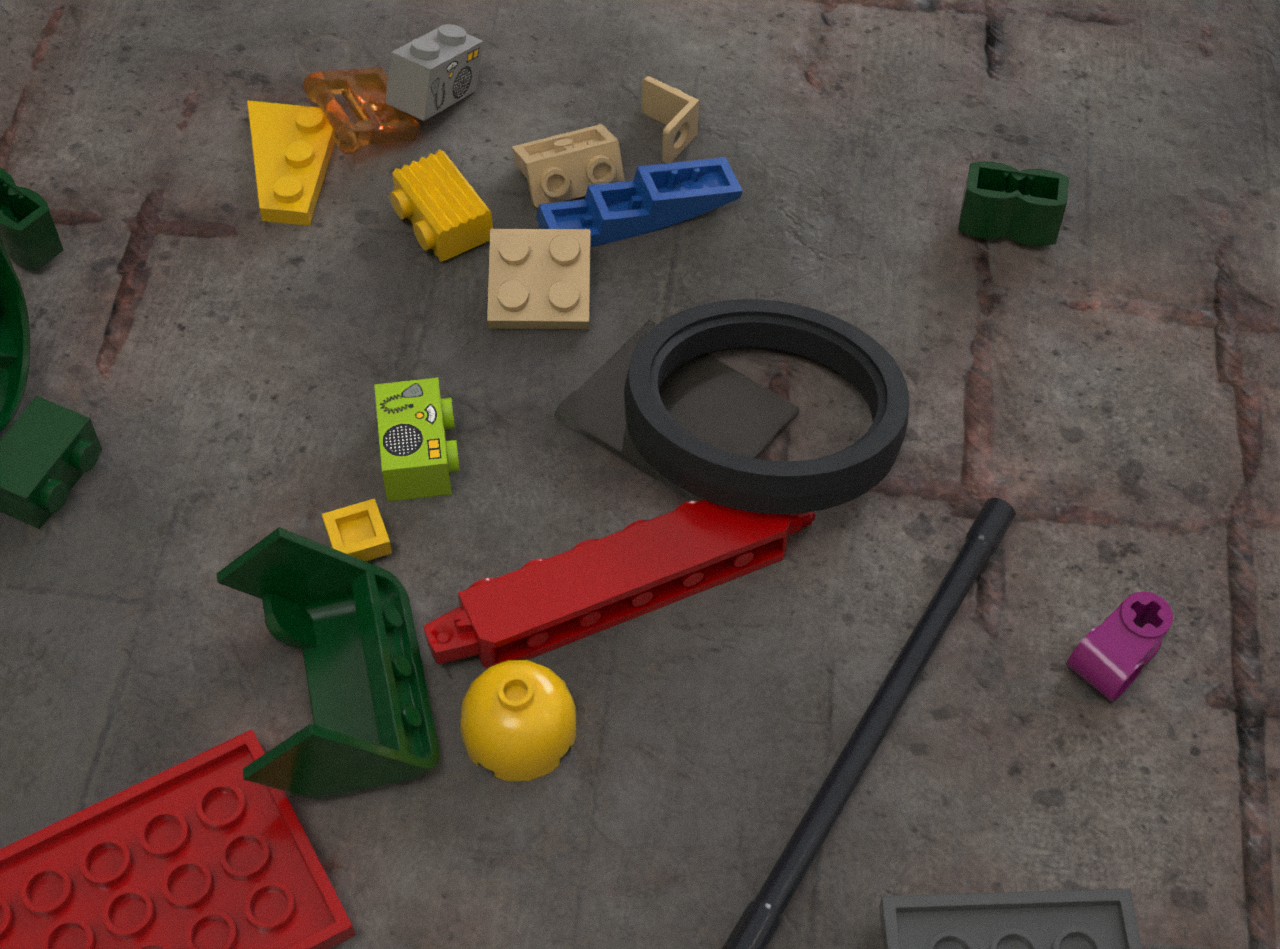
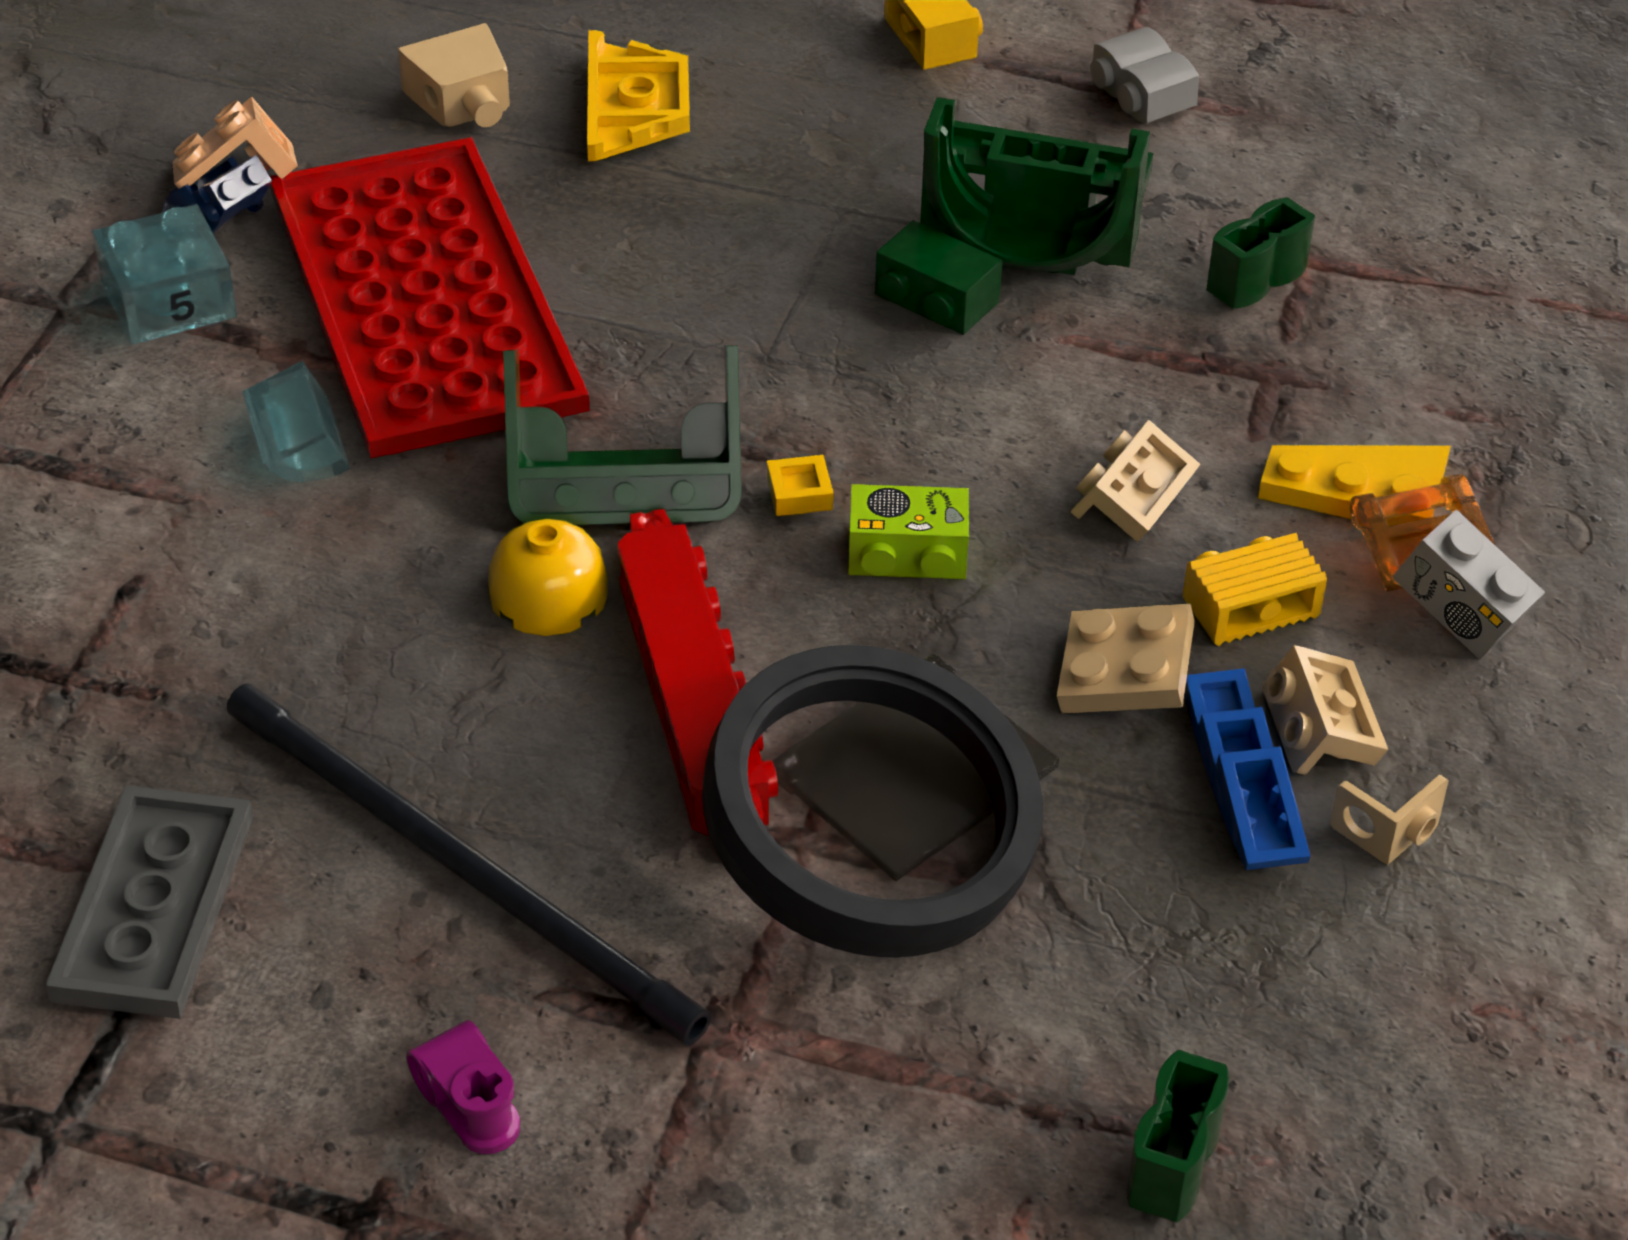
camera: 100 degrees right, 10 degrees down
(317, 295) = (1139, 480): none -> tan bracket

